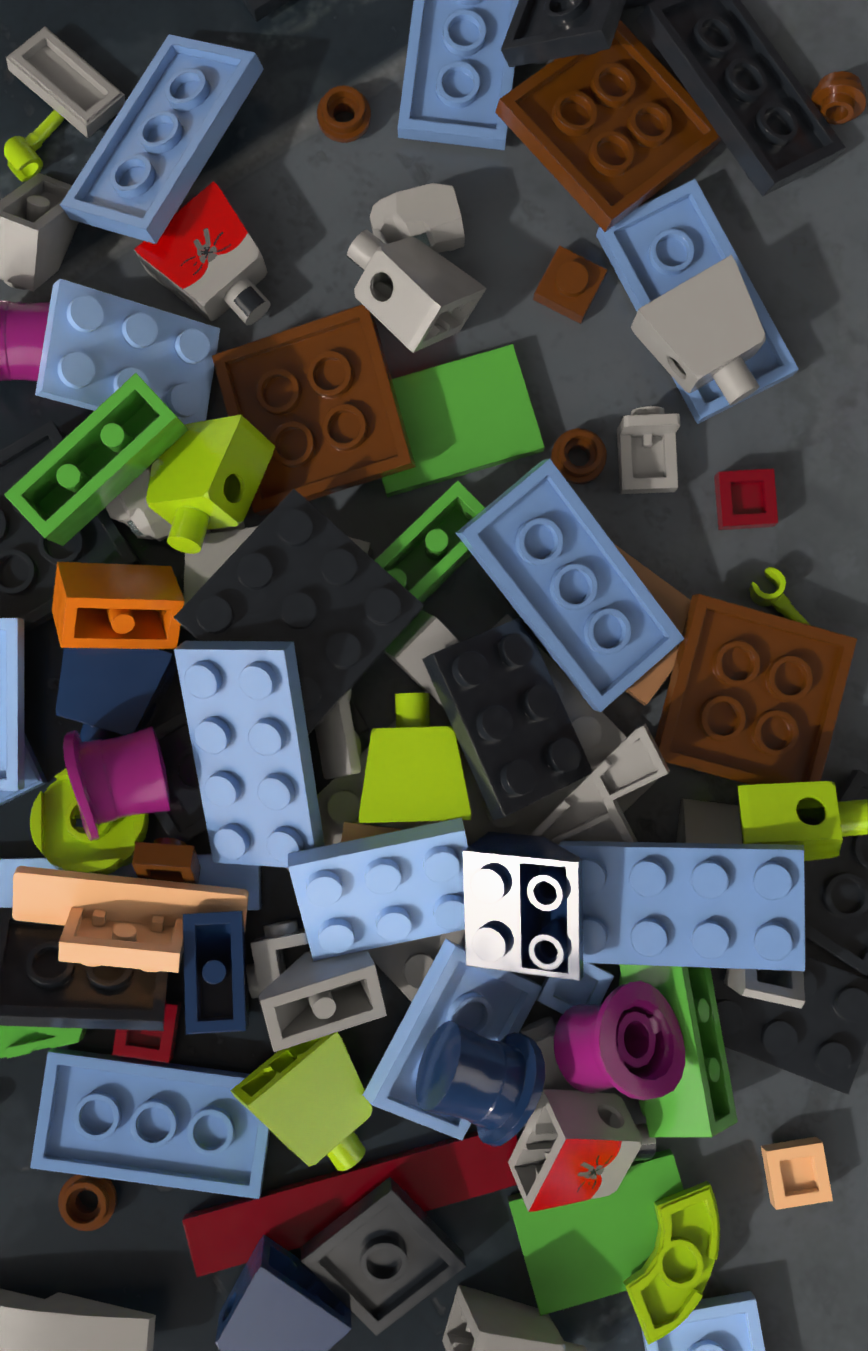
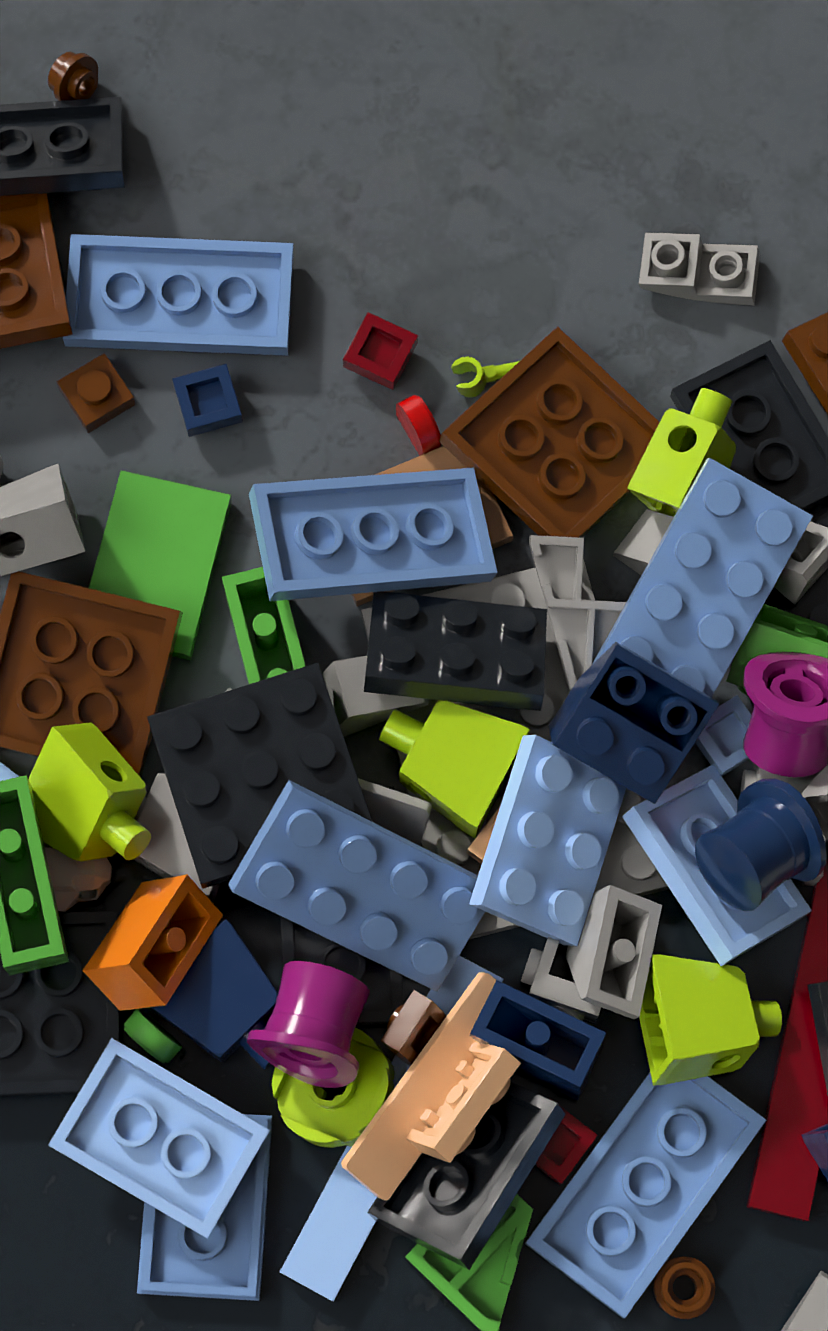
camera: 60 degrees left, 10 degrees down
(46, 651) = (152, 1036): none -> bright green tile
(590, 444) = (252, 455): reddish brown plate -> none
(616, 379) = (207, 400): none -> dark blue plate
(648, 451) = (288, 409): light grey bracket -> none
(699, 569) = (418, 424): none -> red tile
(705, 331) = (216, 299): light grey torso -> none

